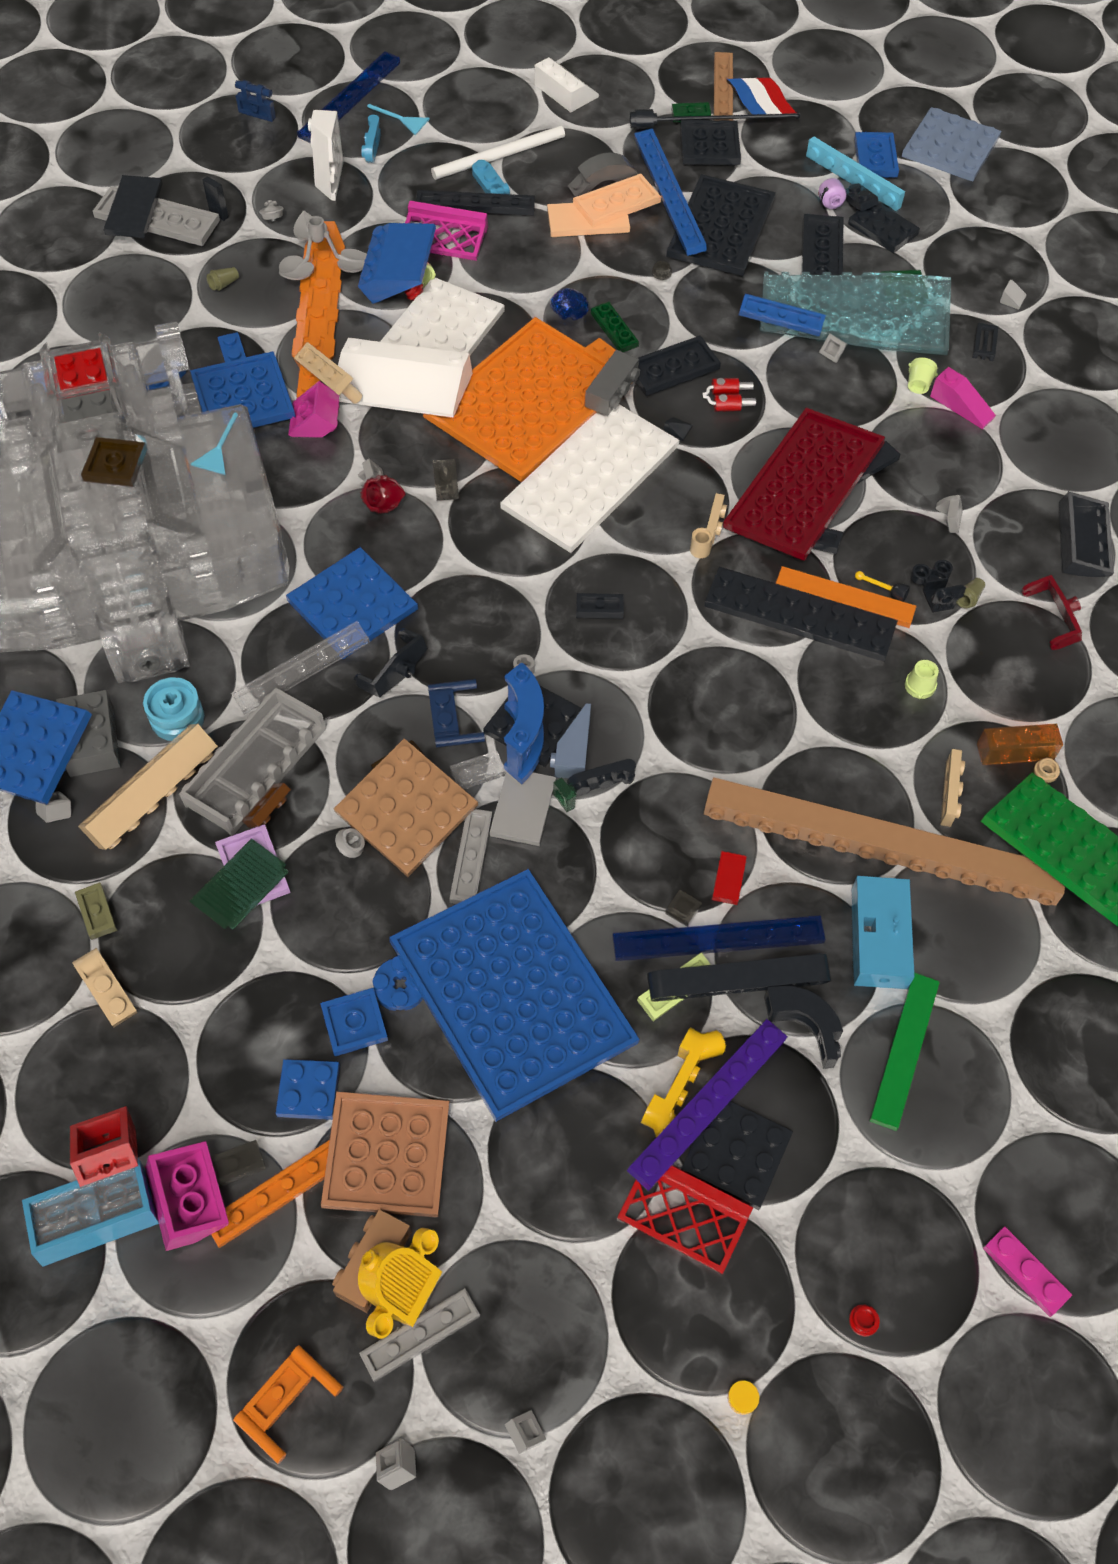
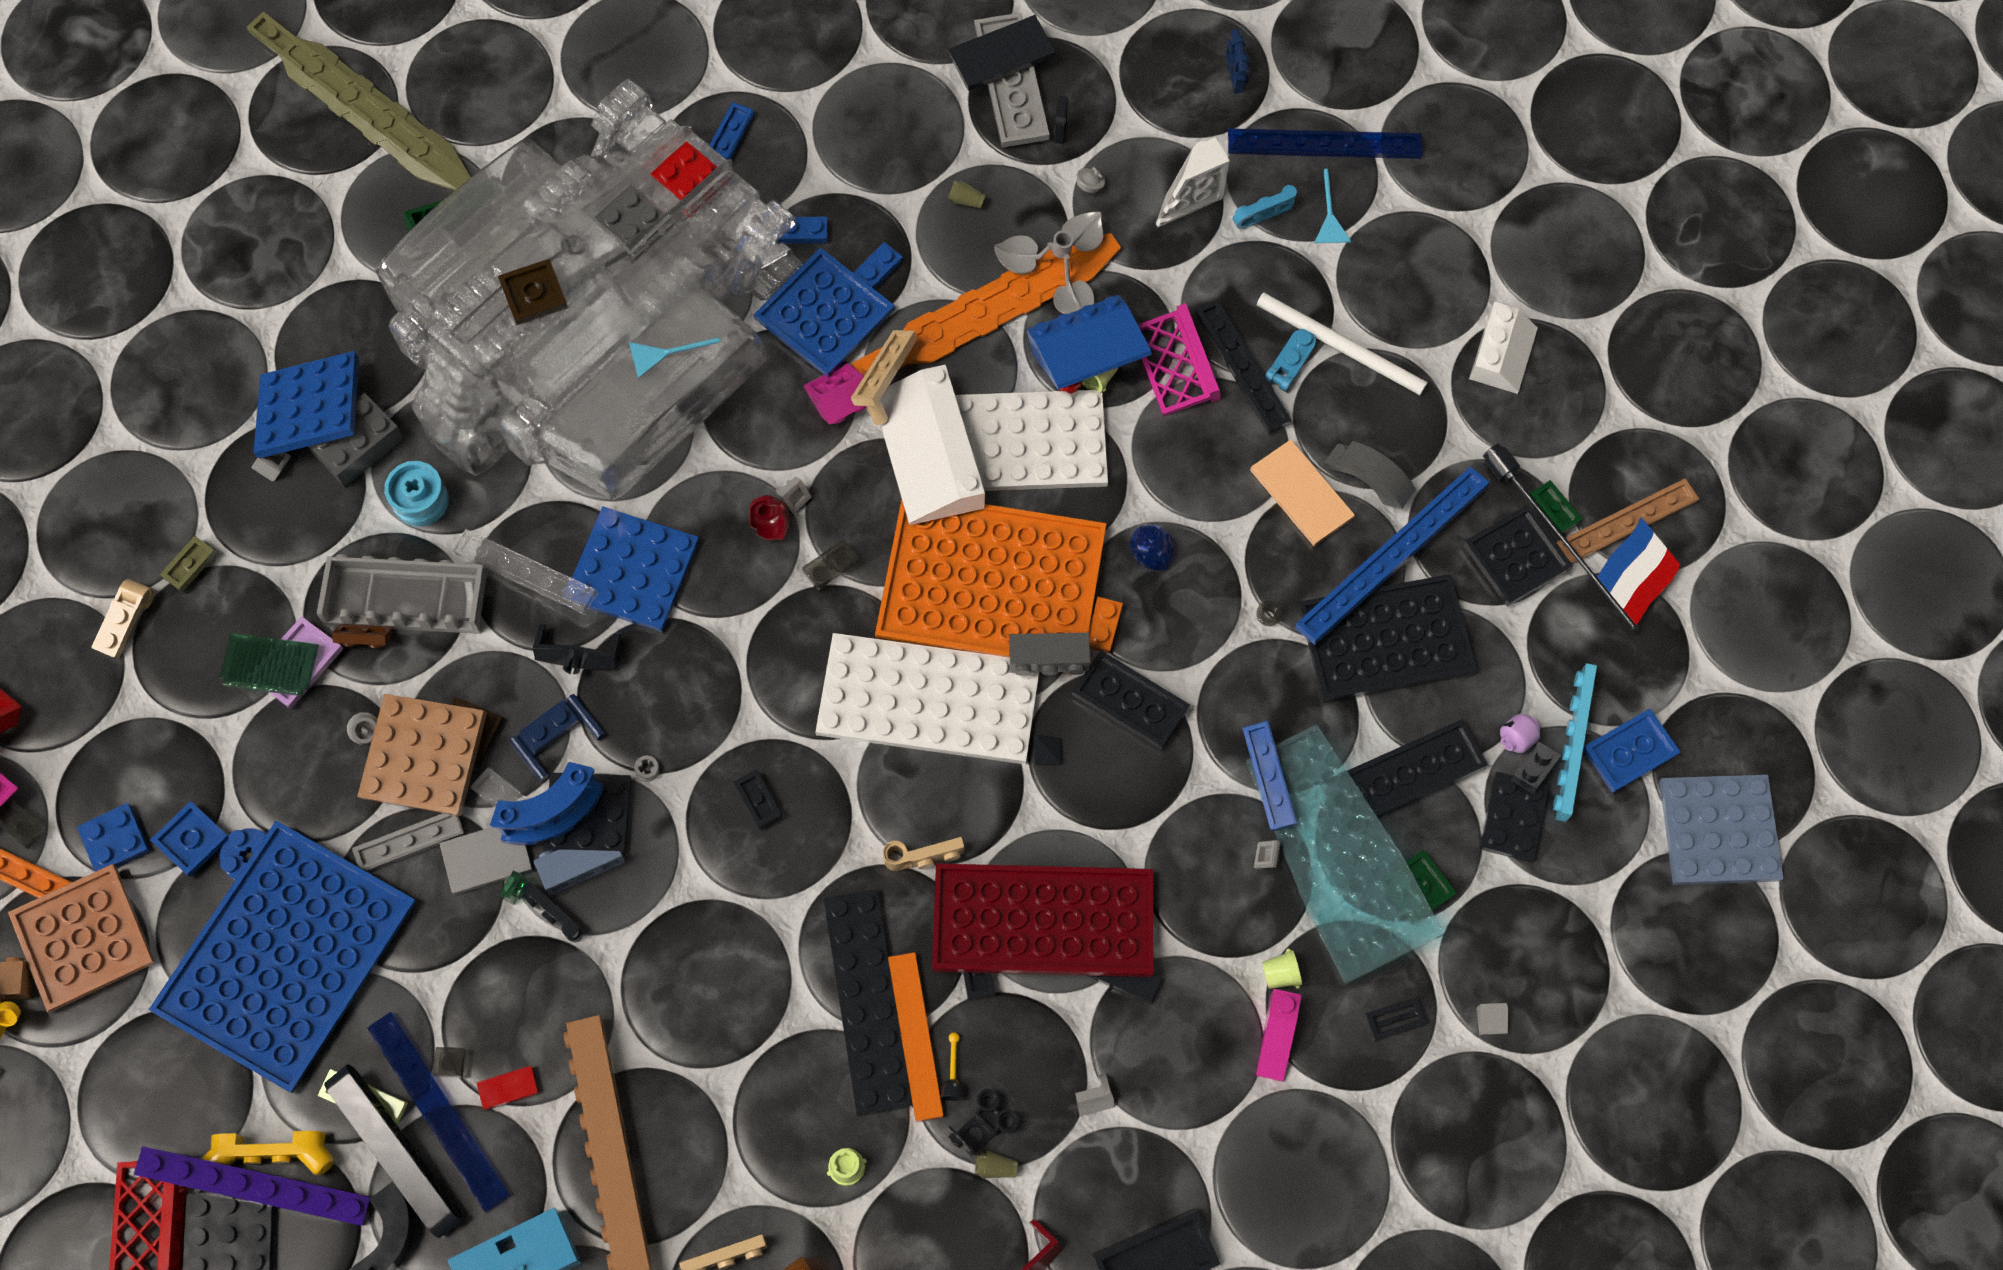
camera: 60 degrees right, 10 degrees up
(148, 786) = (325, 526): tan brick -> none
(614, 327) = (1146, 621): dark green tile -> none
(616, 200) = (1344, 507): light nougat tile -> none
(727, 394) = (1135, 771): red piece -> none

